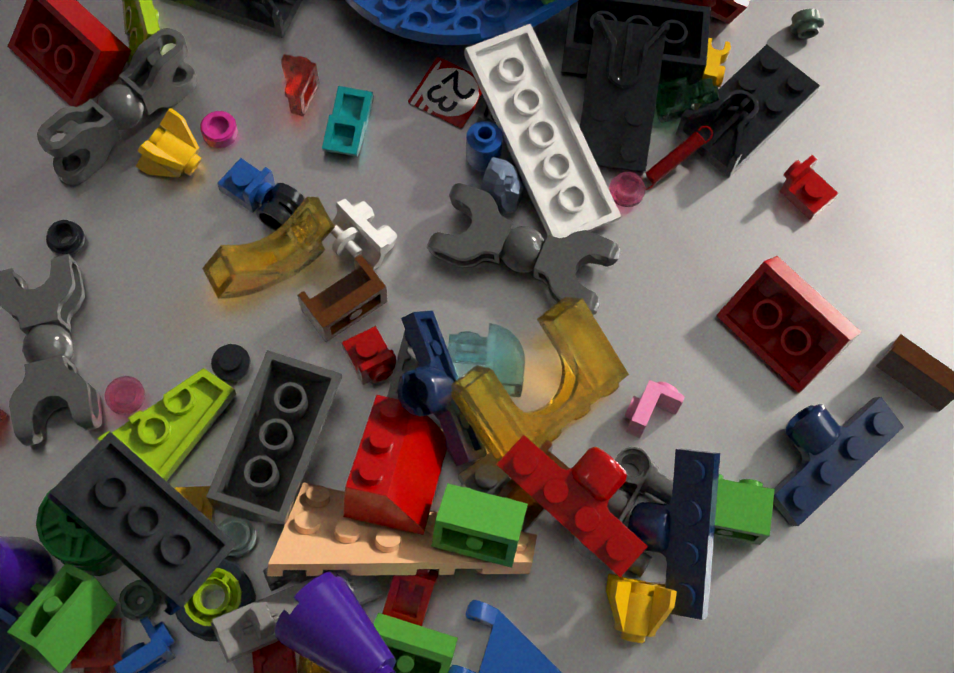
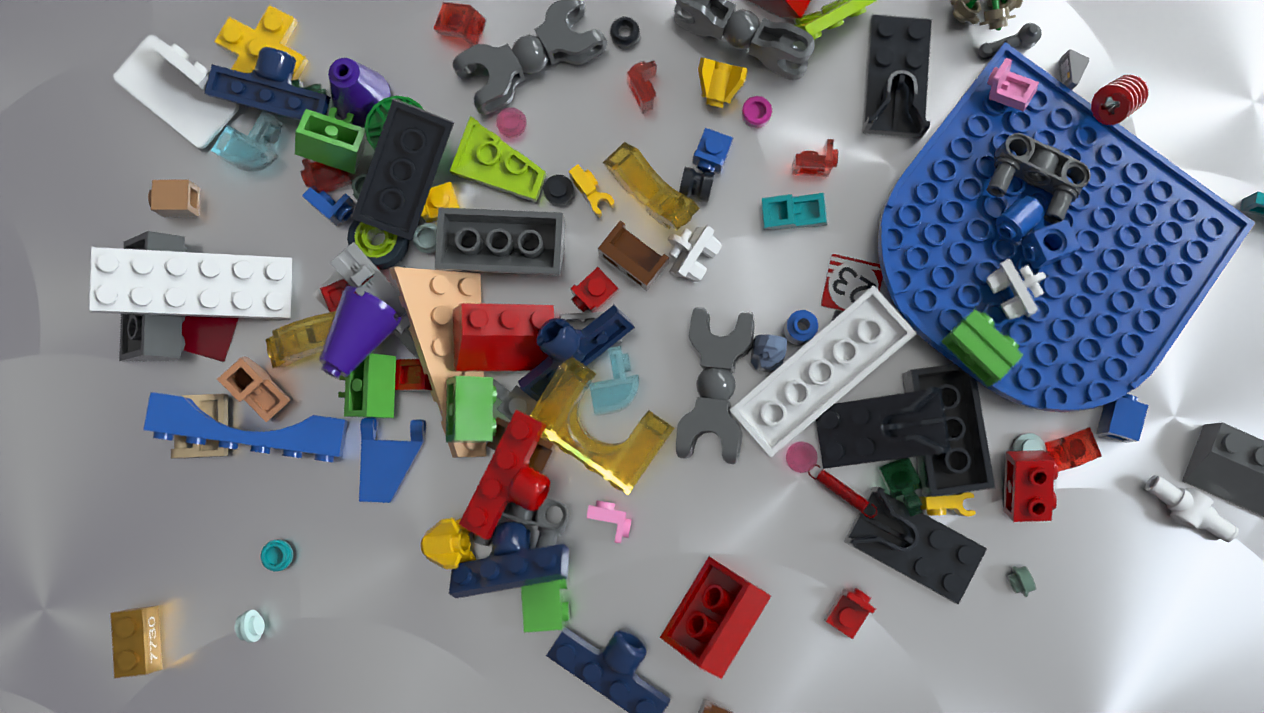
camera: 85 degrees right, 15 degrees up
(140, 237) = (641, 89): none -> clear red bracket
(243, 327) = (586, 183): none -> yellow plate

